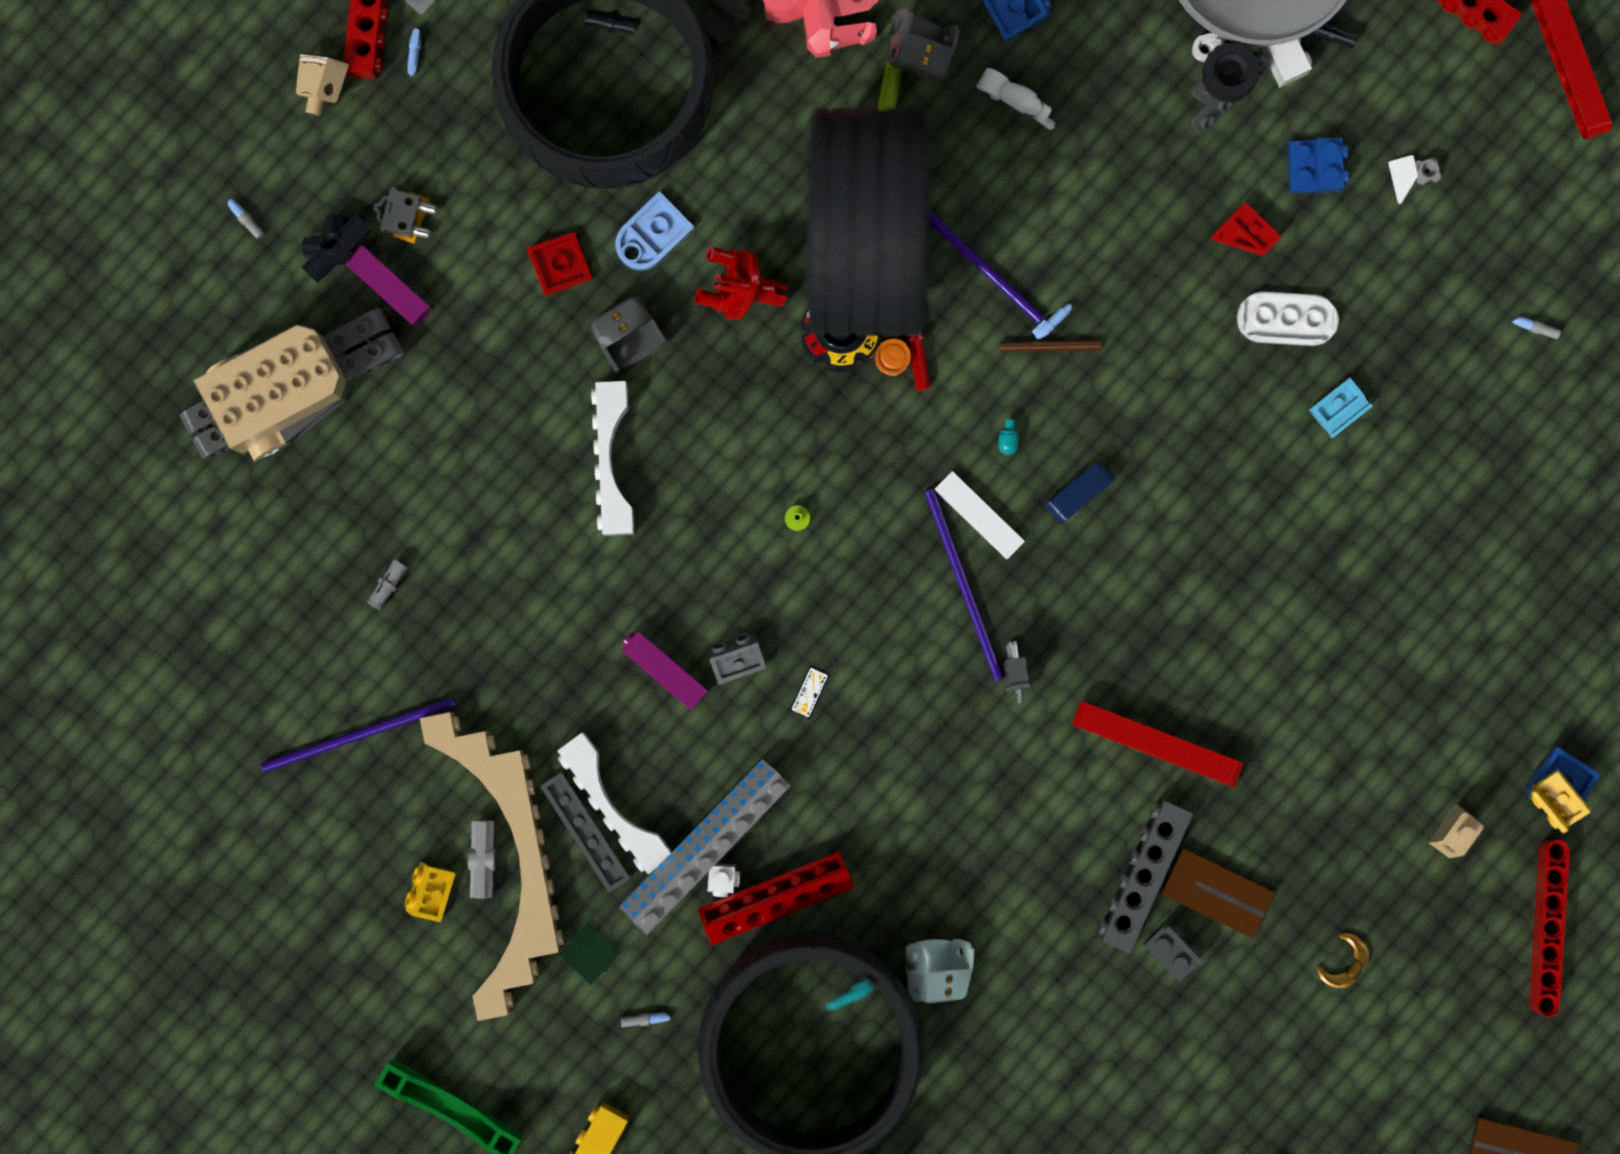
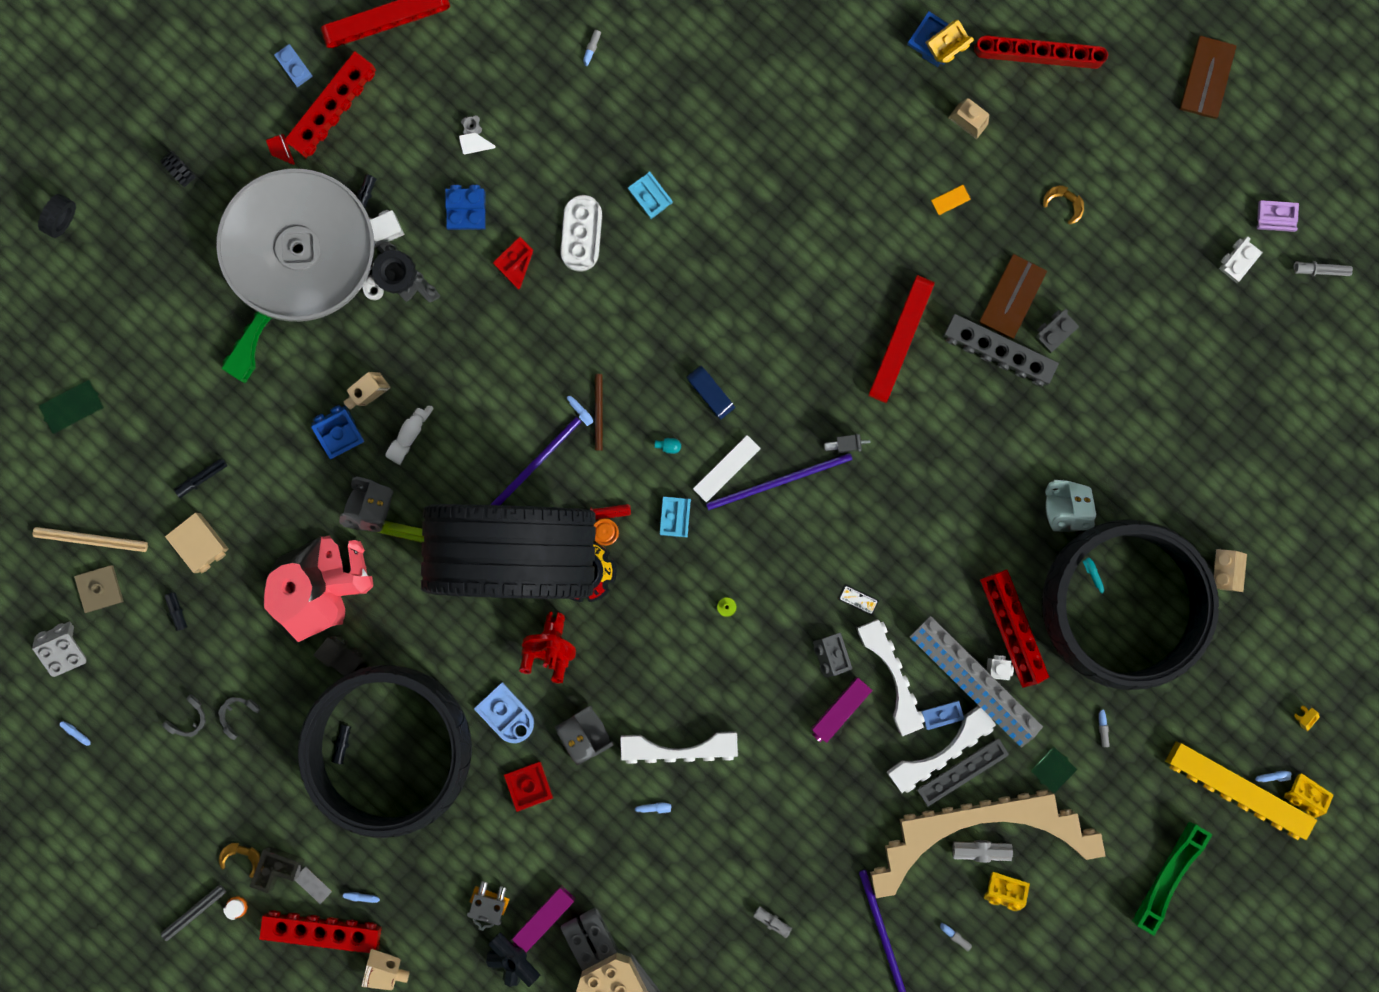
camera: 90 degrees left, 0 degrees up
(370, 825) = (955, 936): none -> piece
(534, 434) = (659, 807): none -> light blue piece
(659, 804) = (942, 715): none -> medium blue plate
(660, 755) = (905, 713): none -> white arch
(914, 448) = (675, 517): none -> medium azure plate
(1073, 41) = (366, 390): none -> tan torso
(1345, 809) = (950, 199): none -> light orange sticker

